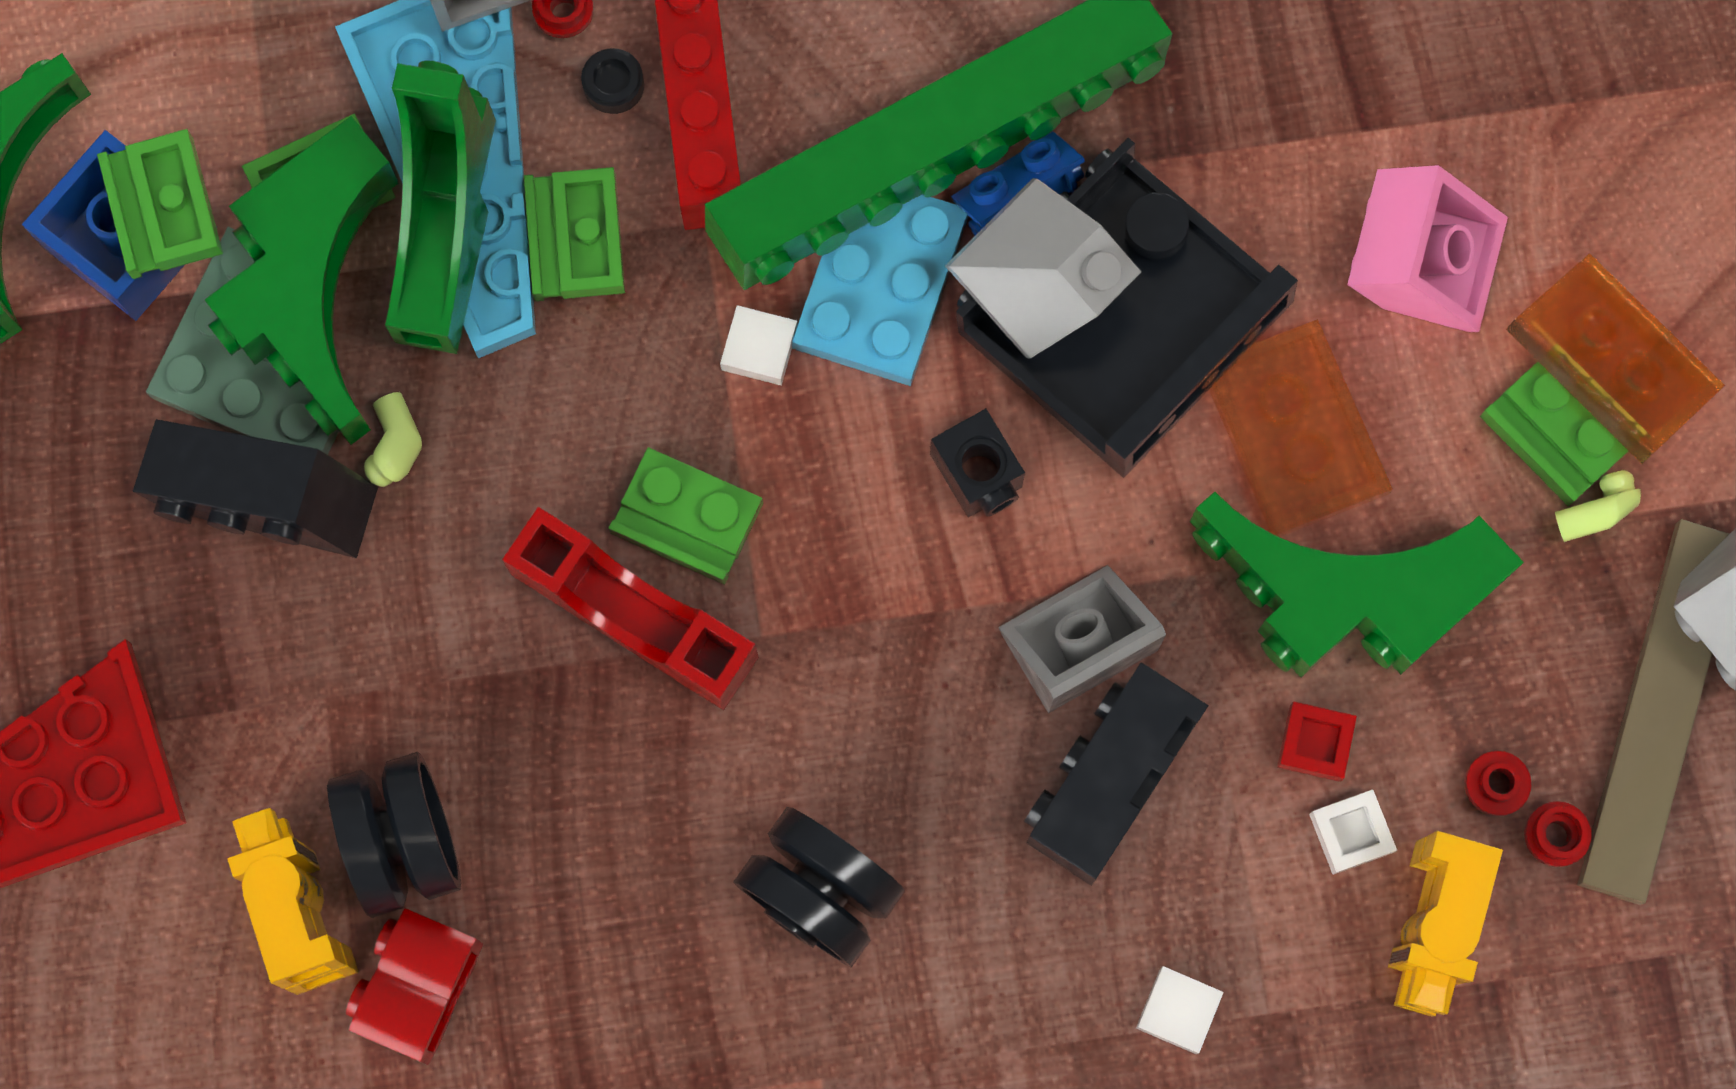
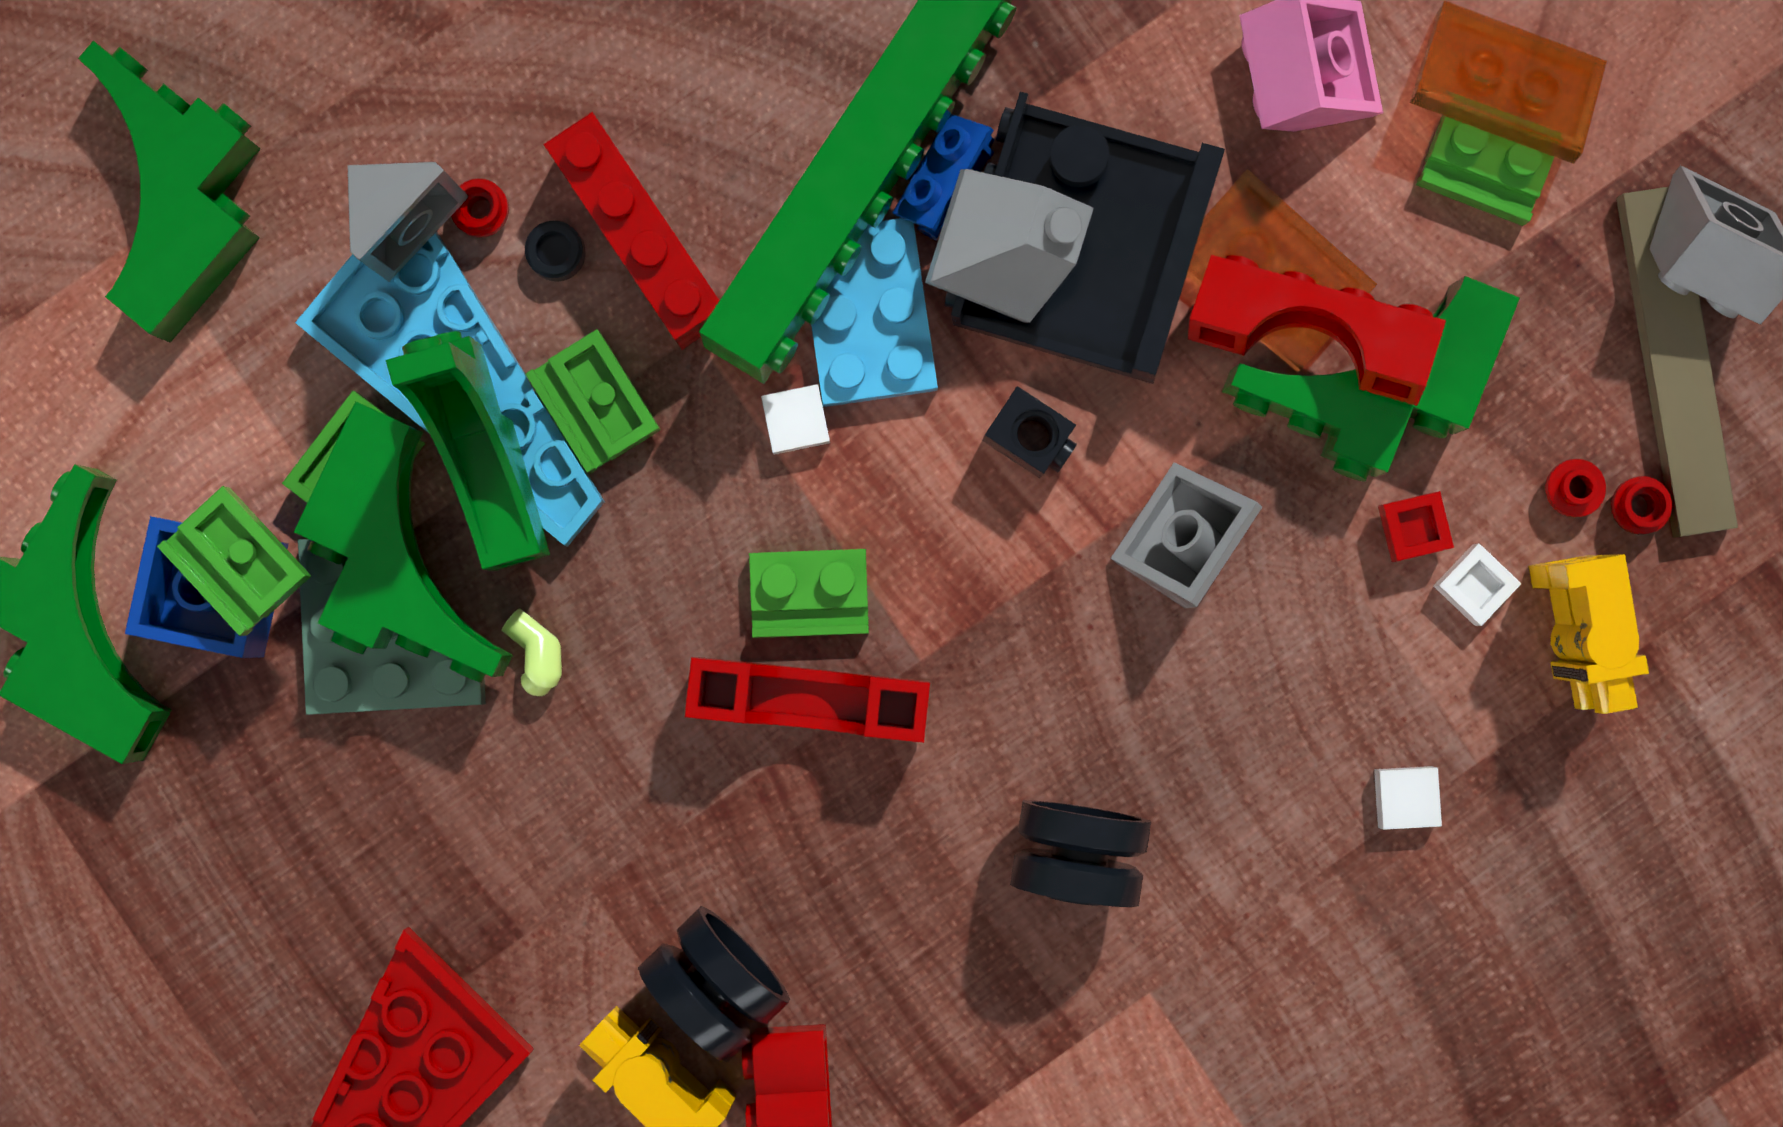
camera: 30 degrees left, 10 degrees up
(255, 486) = (441, 753): black wedge -> none
(1113, 772) = (1268, 638): black wedge -> none
(1246, 438) = (1386, 342): none -> red arch
(1603, 513) = (1558, 220): yellowish green arm -> none

